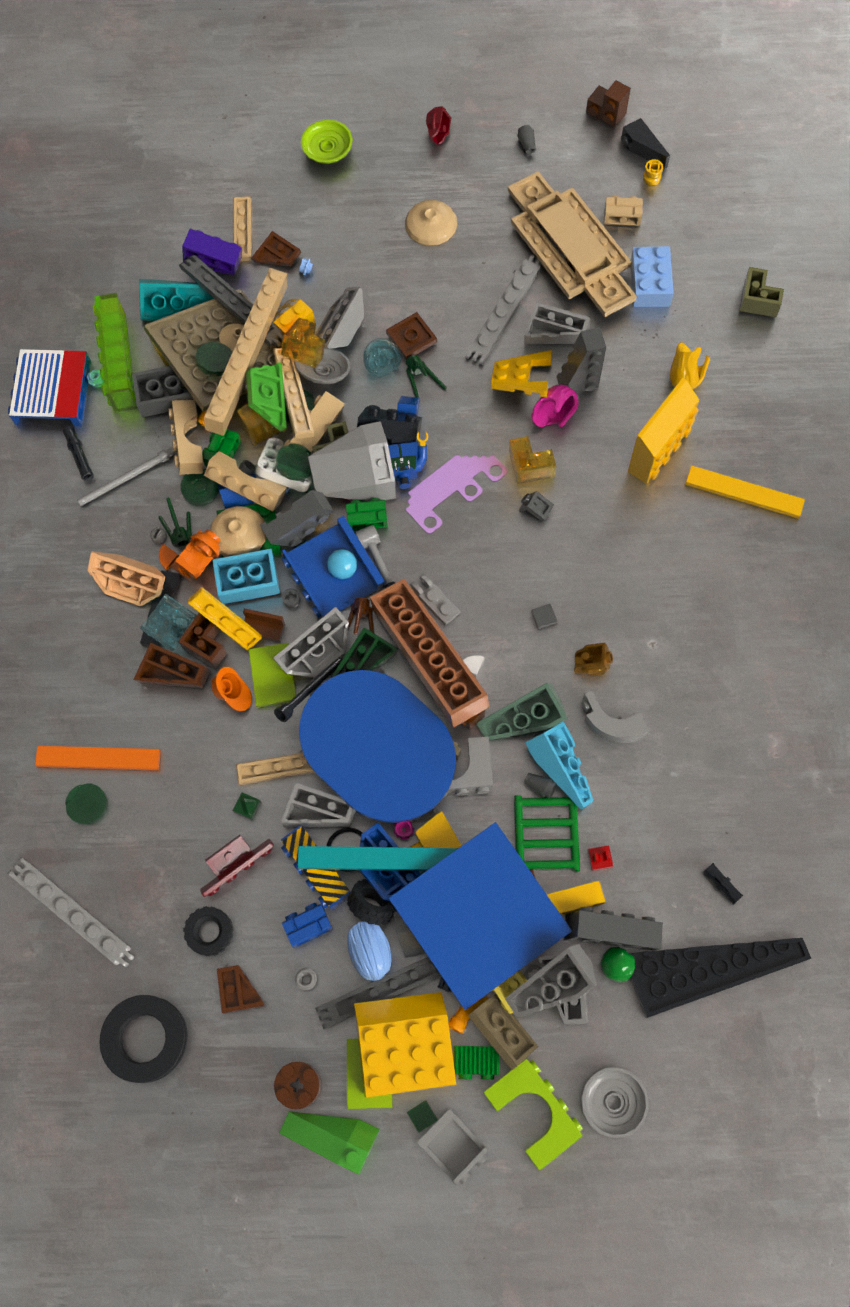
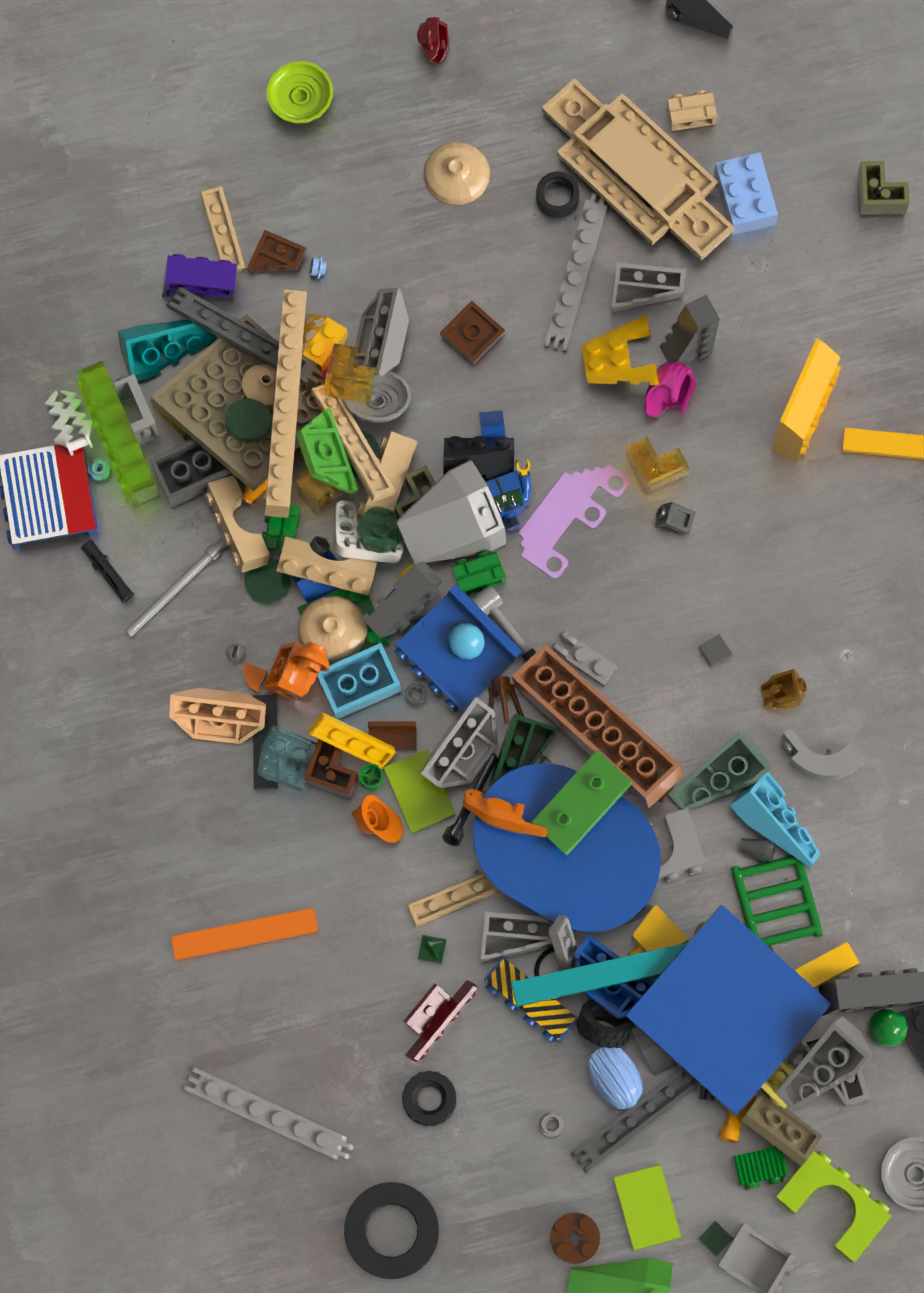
camera: 15 degrees left, 5 degrees up
(75, 339) = (64, 437): none -> white piece
(86, 804) = (247, 989): clear green tile -> none
(138, 349) = (144, 429): none -> light grey panel
(170, 669) = (299, 811): reddish brown wedge -> none
(180, 536) = (263, 648): dark green plant -> none
(234, 651) = (371, 773): none -> green wheel
(236, 990) = (479, 1155): reddish brown wing -> none
(307, 925) = (538, 1065): blue brick -> none
(327, 703) = (500, 814): none -> orange animal
(353, 823) = (563, 942): none -> light grey hinge
(381, 357) = (444, 369): clear light blue cylinder -> none
(397, 708) = (582, 802): none -> bright green plate
(404, 1044) = (678, 1167): yellow slope -> none
(409, 830) = (617, 941): dark pink plate -> none
(416, 367) = (489, 371): dark green plant -> none
(474, 663) = (648, 725): white tile -> none
(504, 238) = (561, 178): none -> black tyre
(527, 138) = (549, 34): dark grey cone -> none
(600, 858) = (842, 915): red tile -> none
(653, 172) = (718, 55): yellow wheel -> none
(685, 366) = (812, 310): yellow hair -> none

